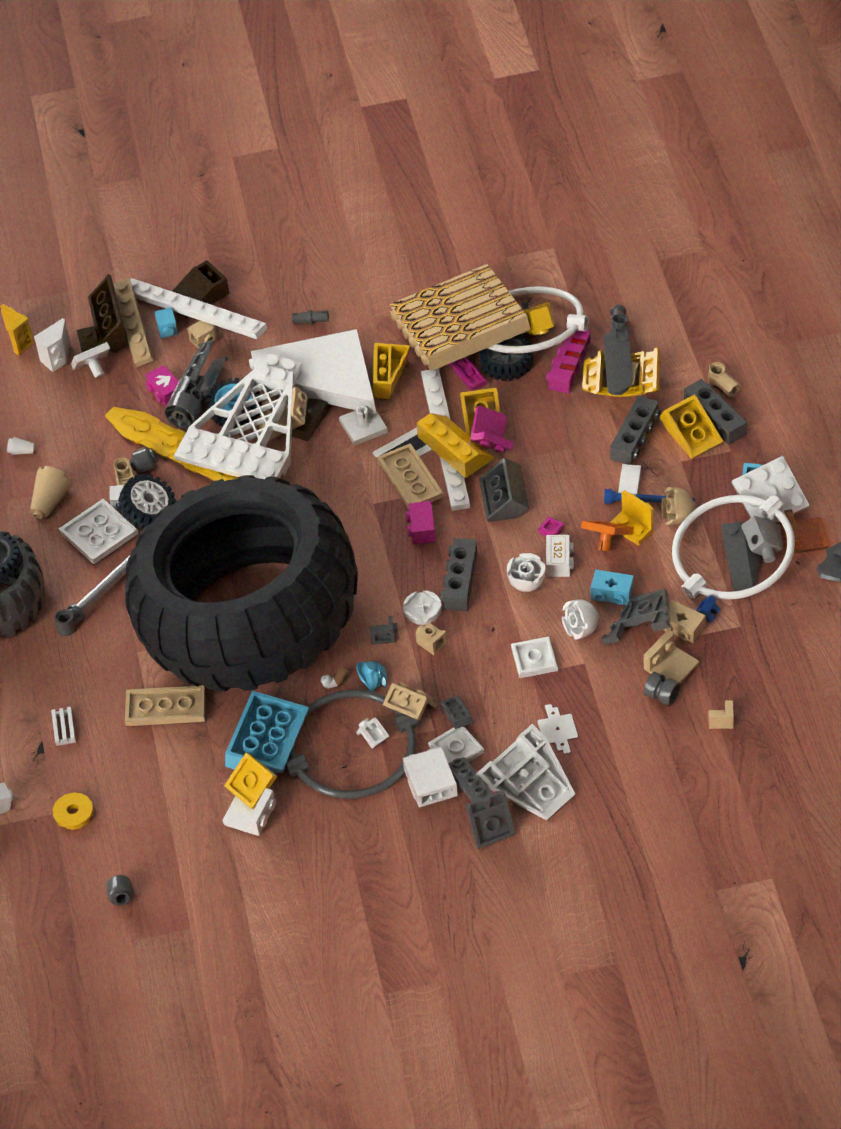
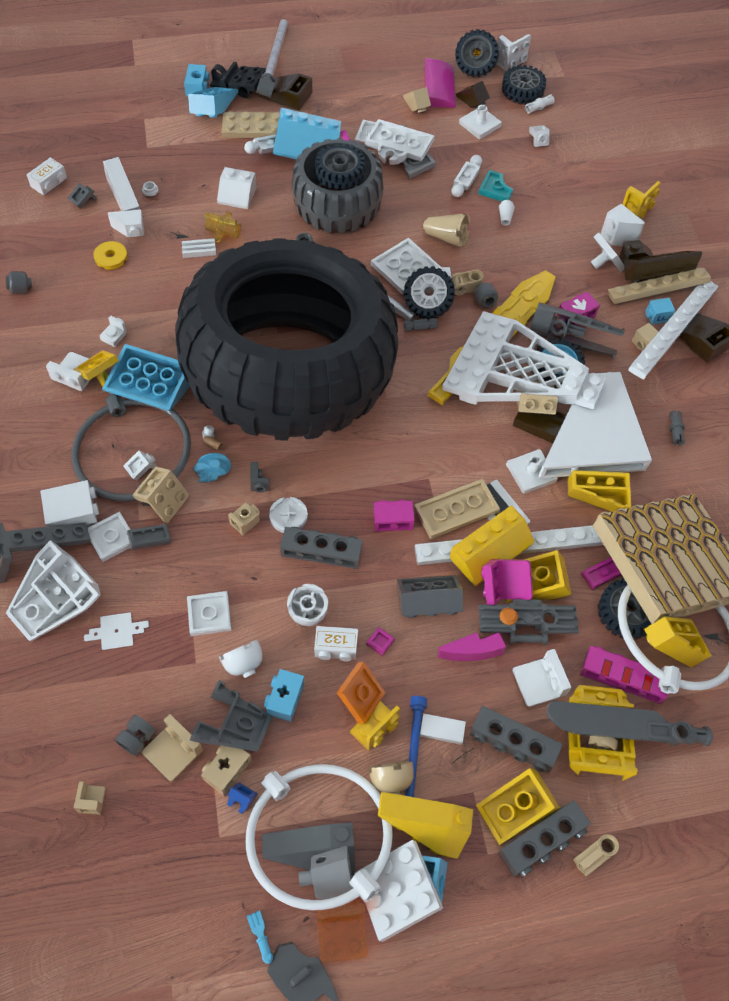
camera: 85 degrees right, 10 degrees up
(25, 795) = (127, 222): none -> white slope
(33, 702) = (222, 225): none -> clear yellow pin
(191, 786) = (114, 332): none -> white bracket
(525, 436) = (527, 613): none -> dark grey piece
(553, 458) = (472, 648): none -> dark pink slope
(578, 411) = (542, 679): none -> white bracket
(714, 475) = (433, 823): none -> yellow wedge
(809, 590) = (258, 927): none -> medium azure piece

